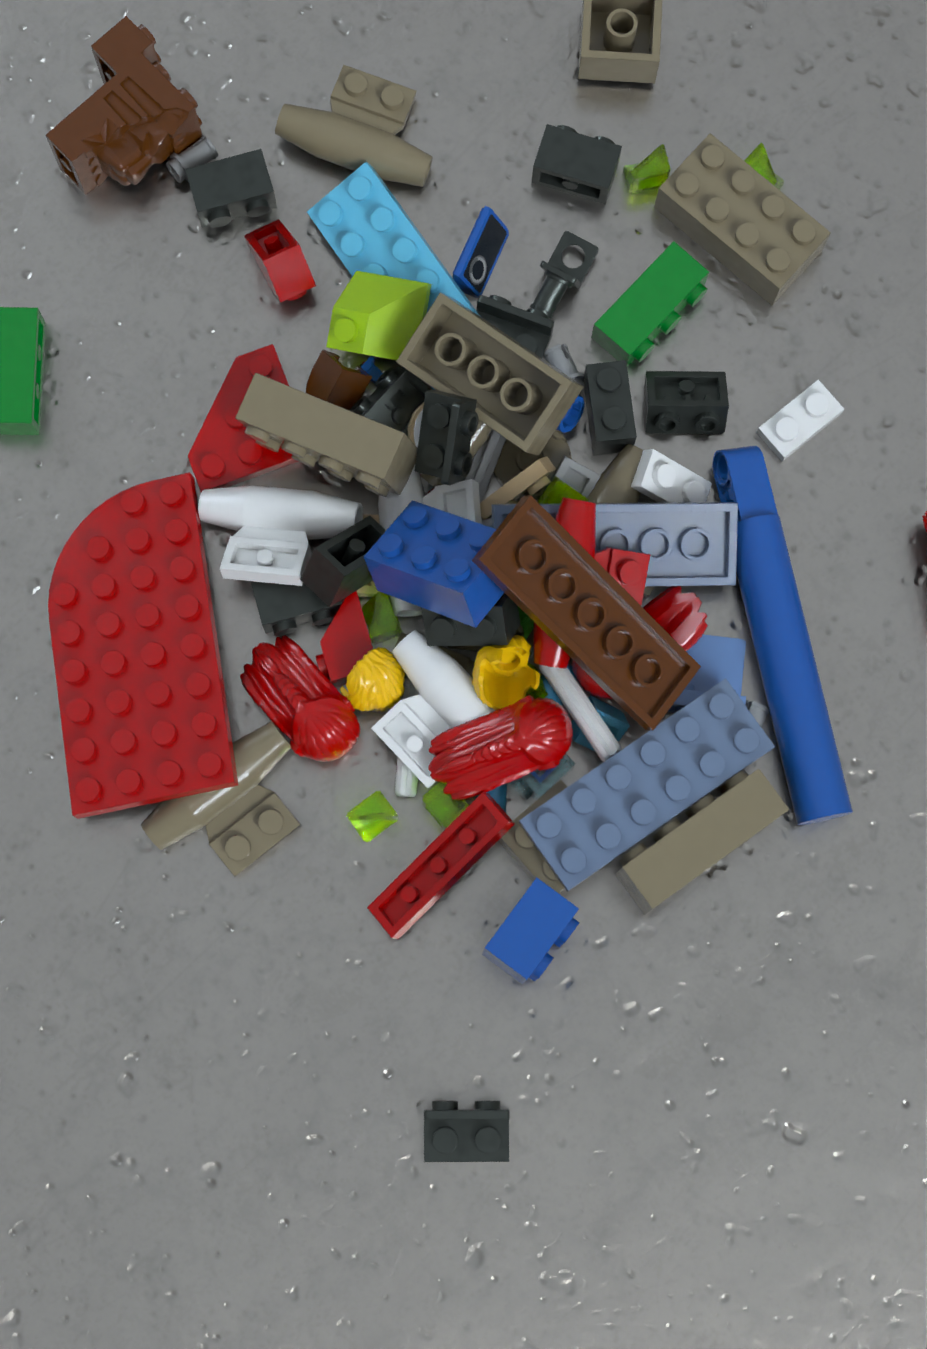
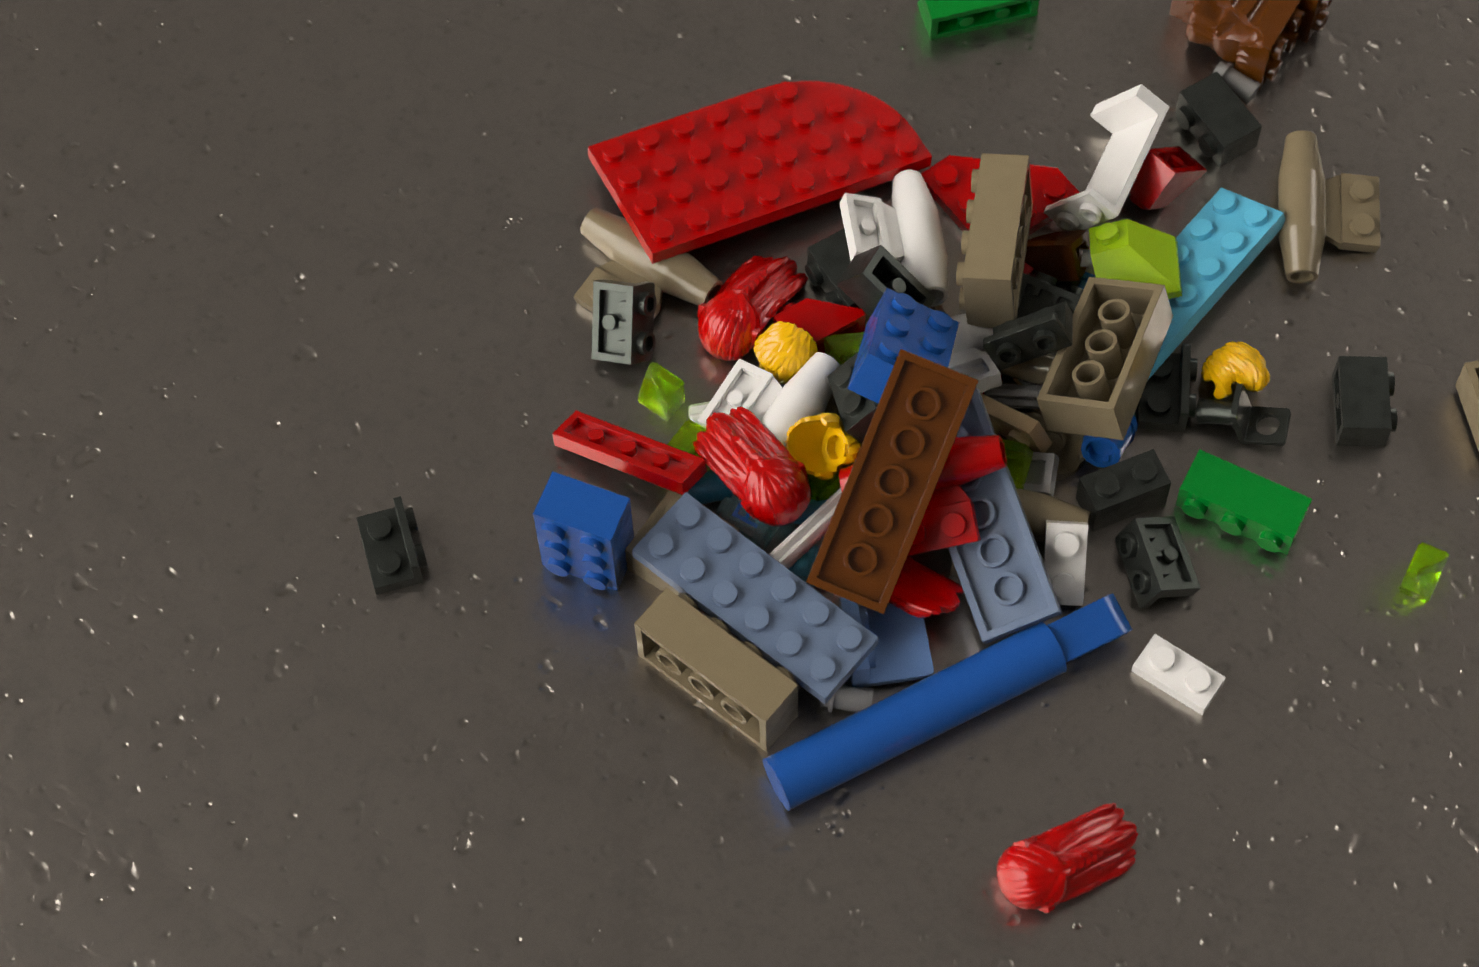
camera: 80 degrees right, 15 degrees down
(258, 297) = (1134, 122): none -> white panel
(289, 833) = (623, 321): none -> pearl dark grey bracket
(480, 253) = (1217, 331): slope -> none
(513, 263) = (1238, 364): none -> yellow hair
(561, 359) = (1150, 440): light grey pin -> none
(649, 173) = (1382, 468): clear neon green slope -> none
(741, 219) = (1363, 562): dark tan brick -> none

